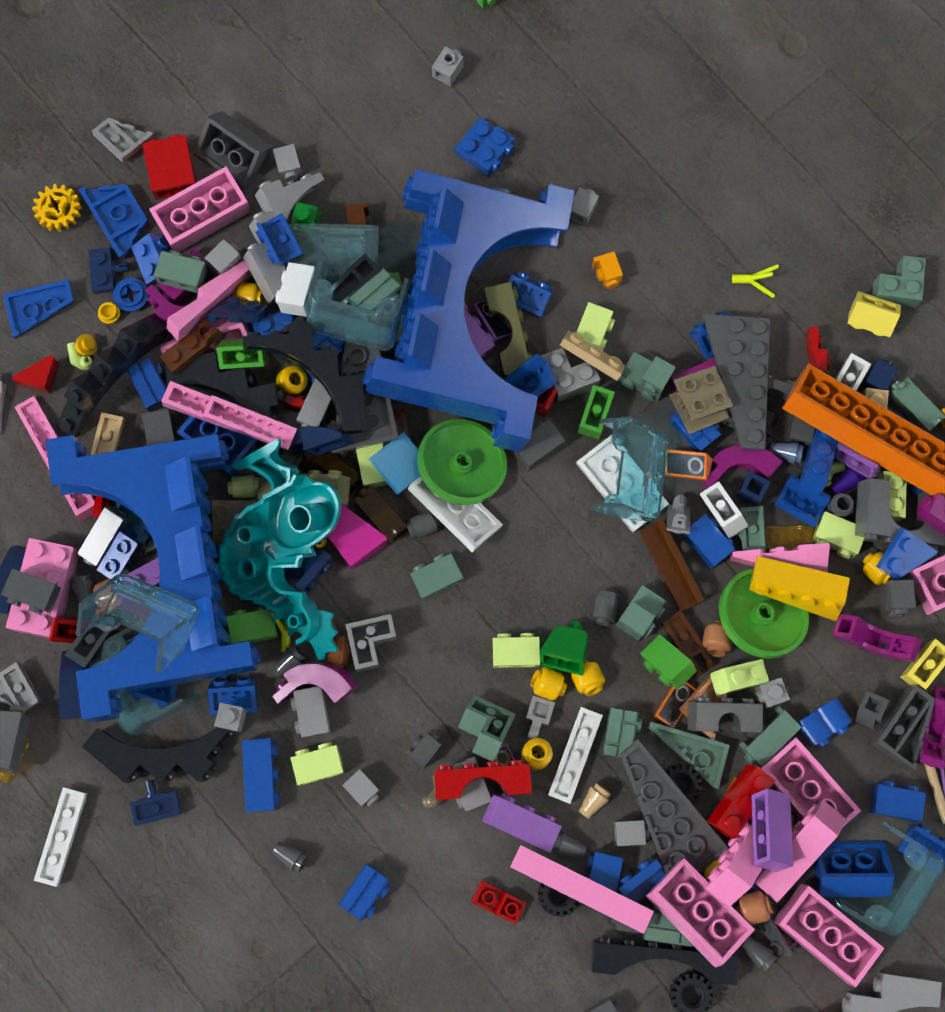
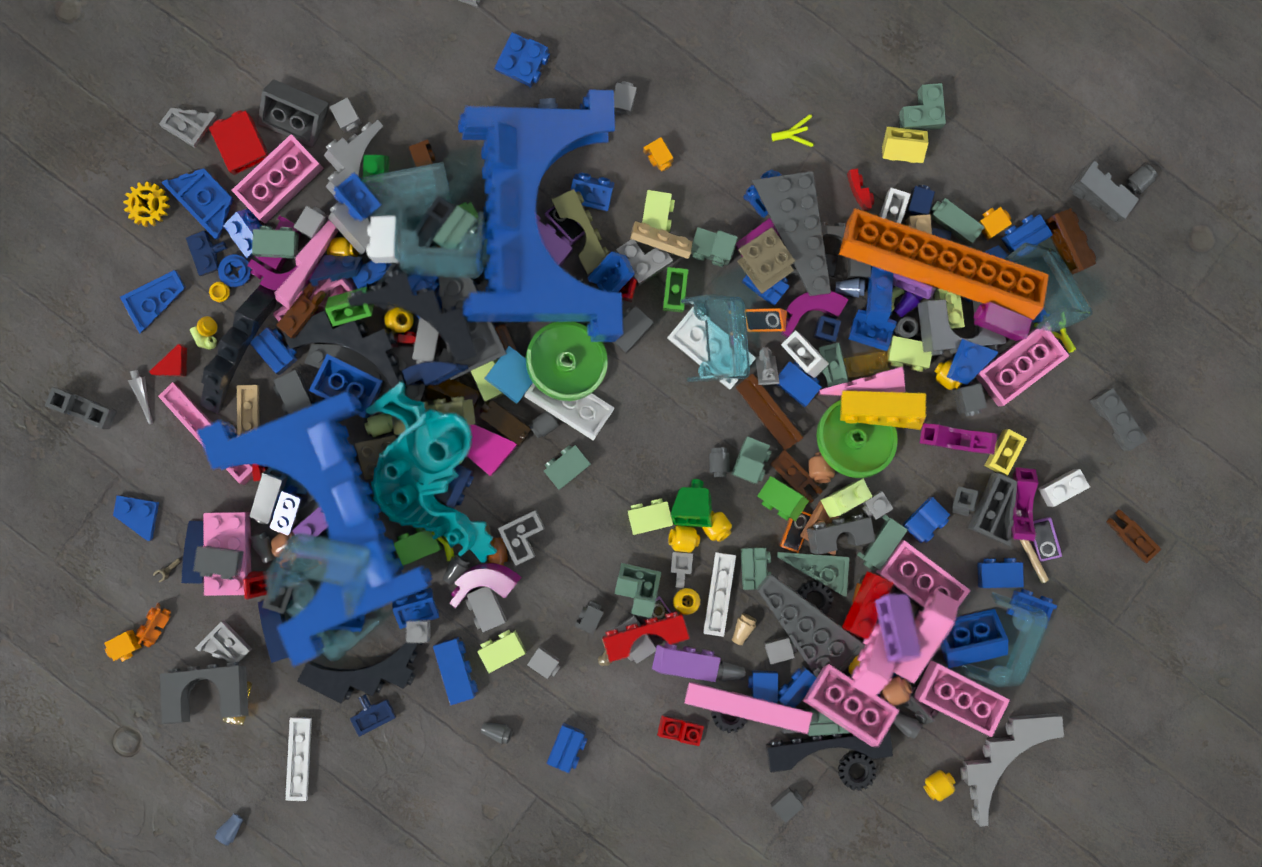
camera: 10 degrees left, 10 degrees up
(227, 415) = (351, 367): bright pink slope -> none

